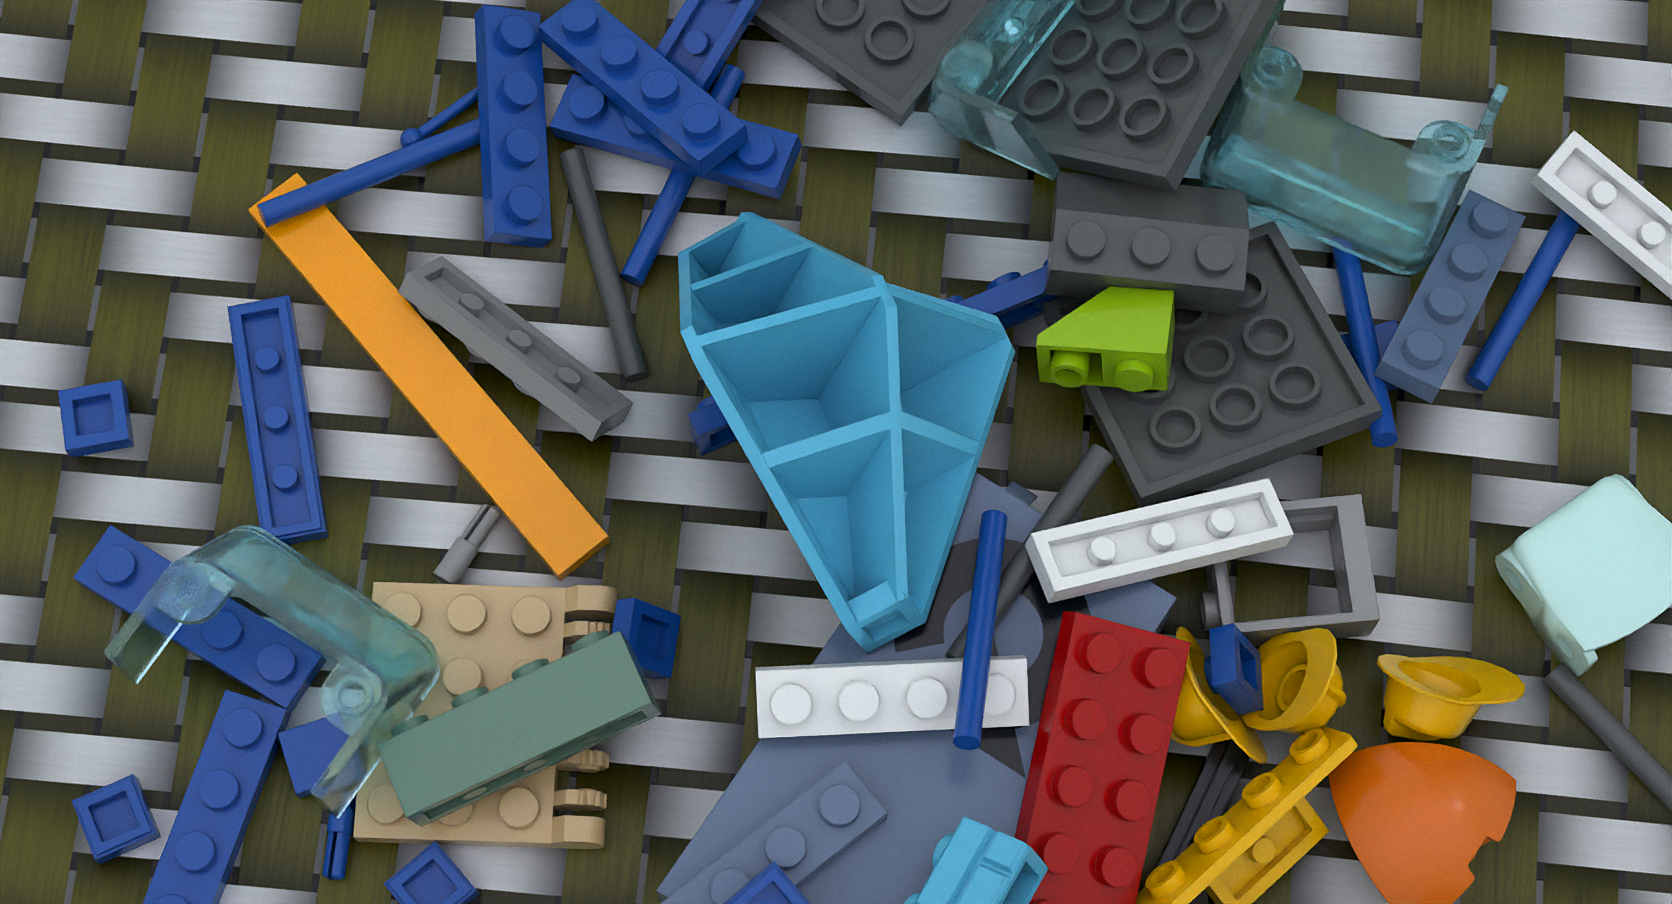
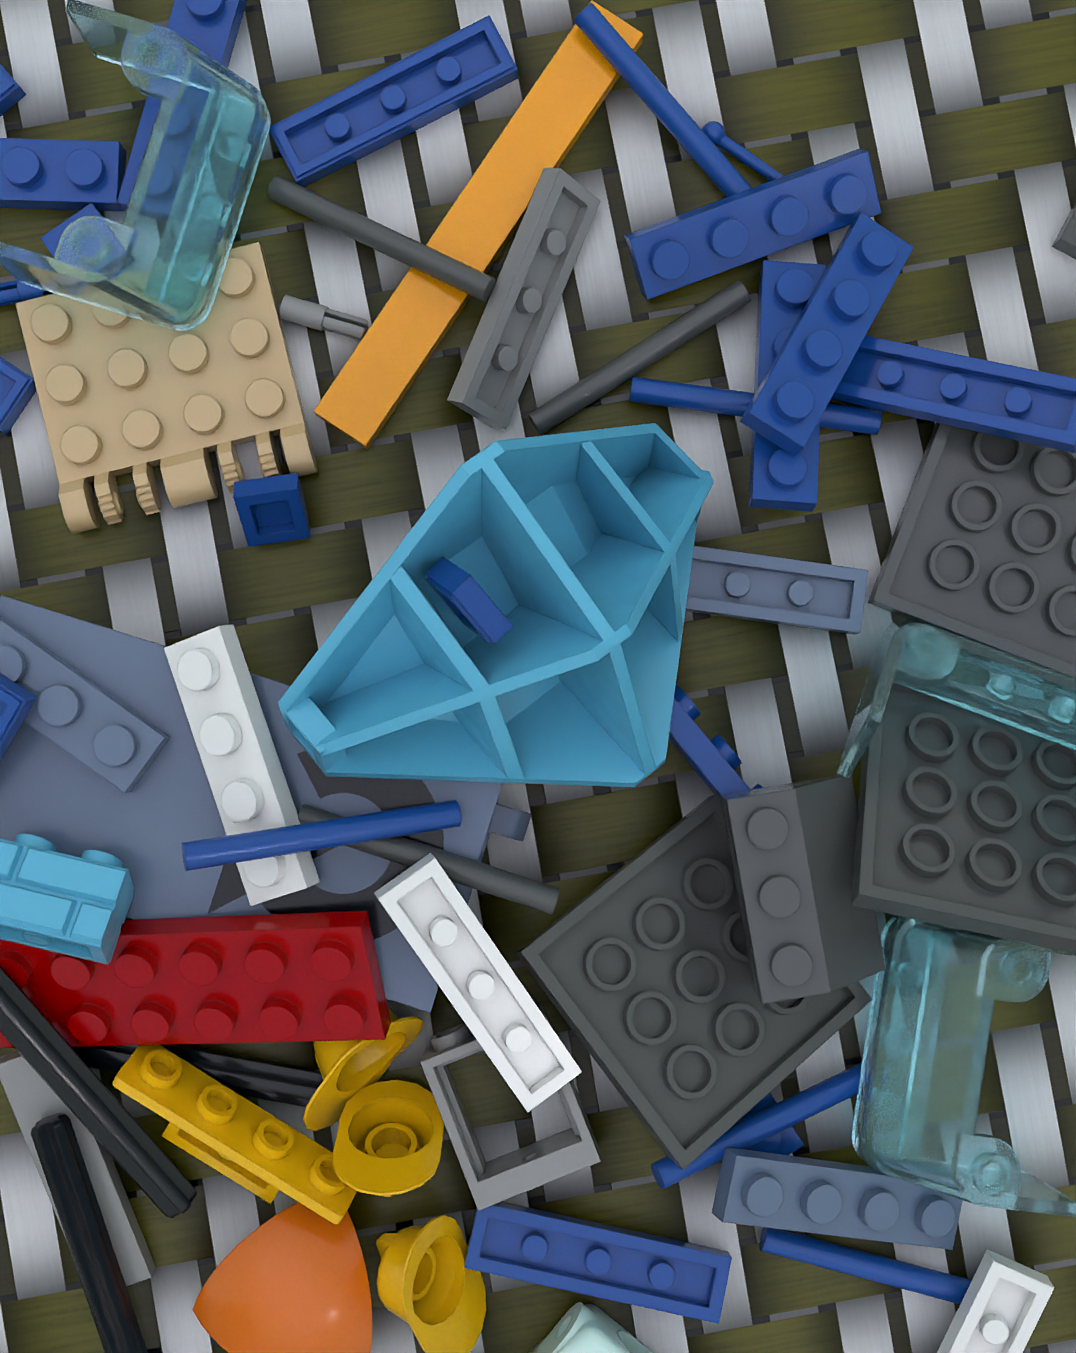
camera: 75 degrees right, 15 degrees up
(410, 464) = (381, 238): none -> dark grey bar
(518, 727) = (131, 418): sand green brick -> none
(808, 409) = (467, 600): none -> blue tile
(870, 190) = (777, 590): none -> sand blue plate
(1112, 341) = (683, 879): lime slope -> none
(1234, 669) = (388, 1080): blue plate -> none
(1457, 535) = (599, 1260): none -> blue plate

